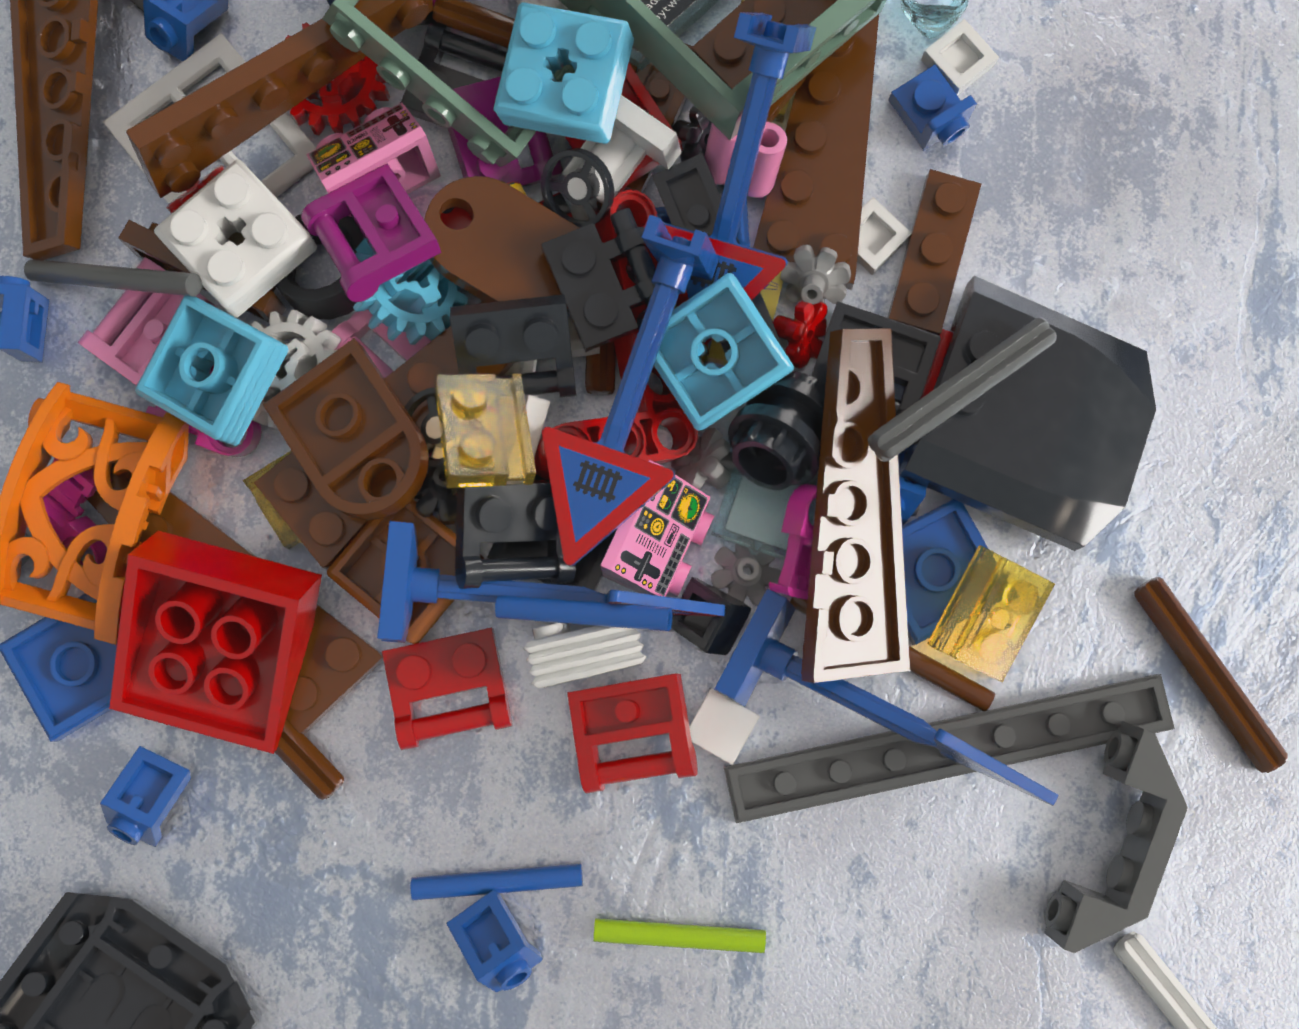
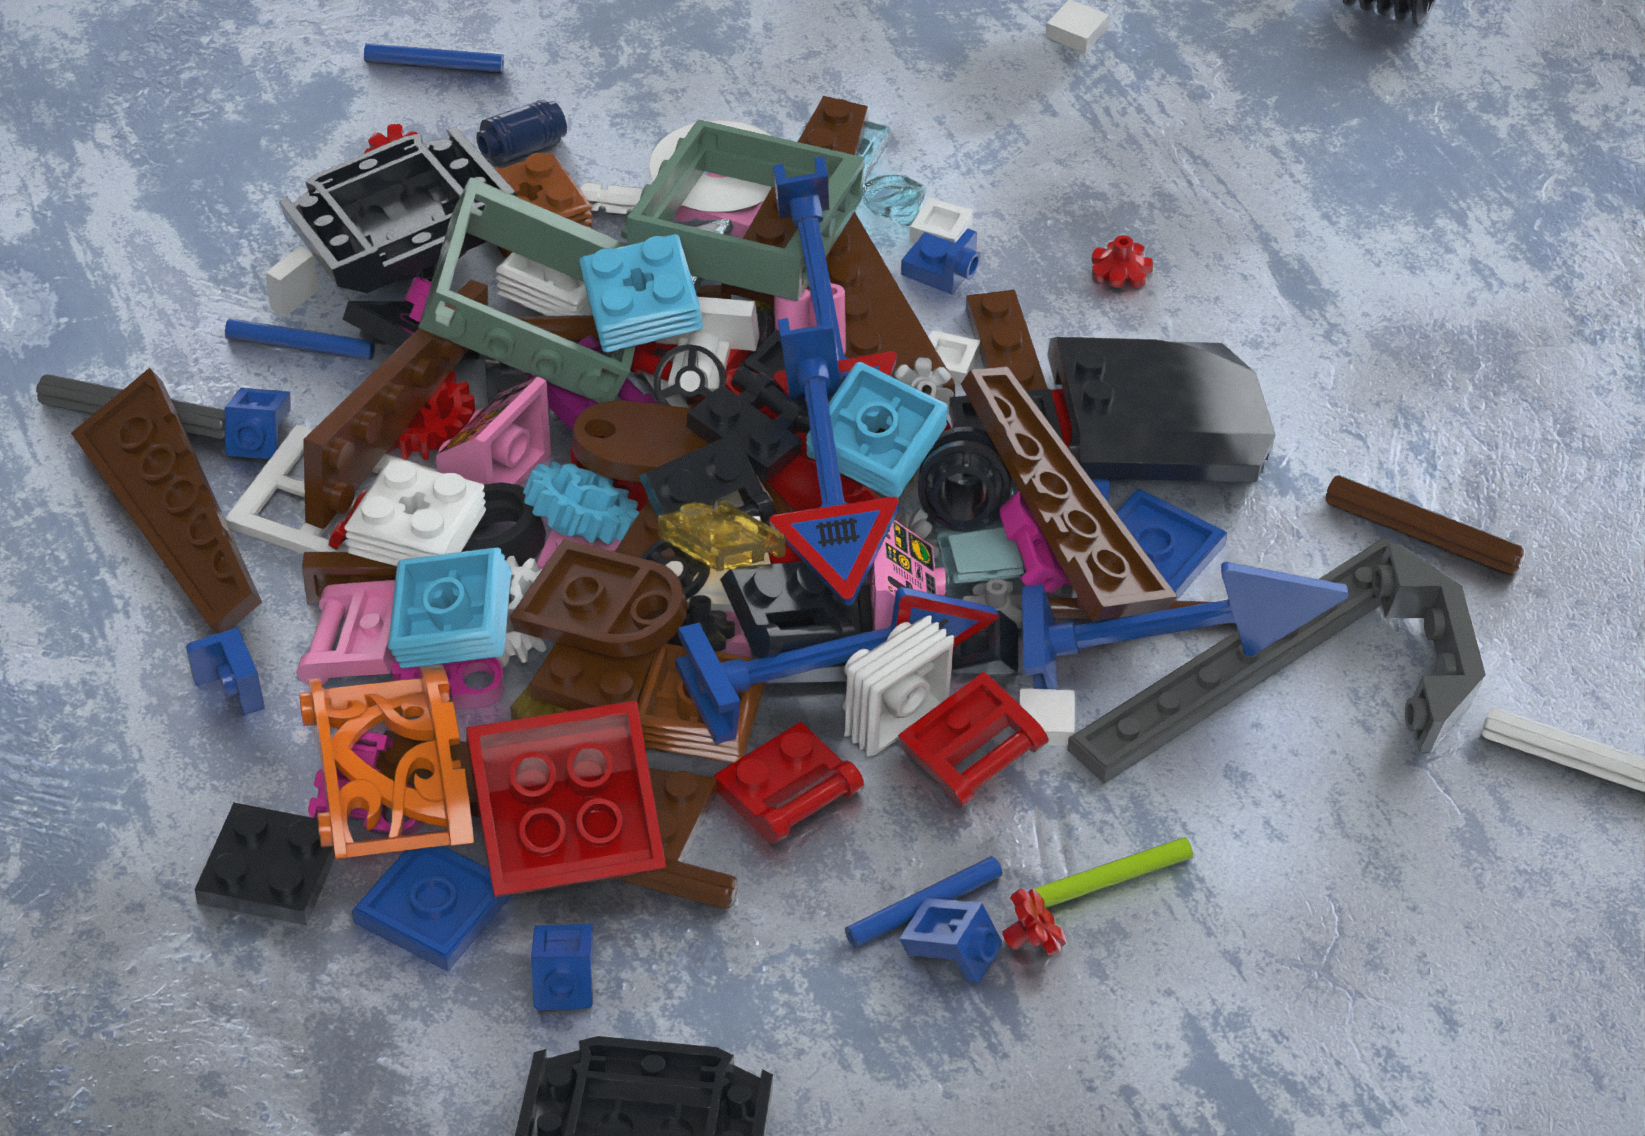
camera: 25 degrees left, 35 degrees down
(113, 277) = (322, 588): dark grey bar -> none
(387, 222) = (545, 443): magenta plate -> none
(572, 970) = (1033, 924): none -> red plant
(584, 612) = (882, 625): blue piece -> none
(961, 389) = (1089, 380): dark grey axle -> none
(990, 613) = (1213, 533): clear yellow plate -> none
(1109, 193) = (1121, 262): none -> red plant

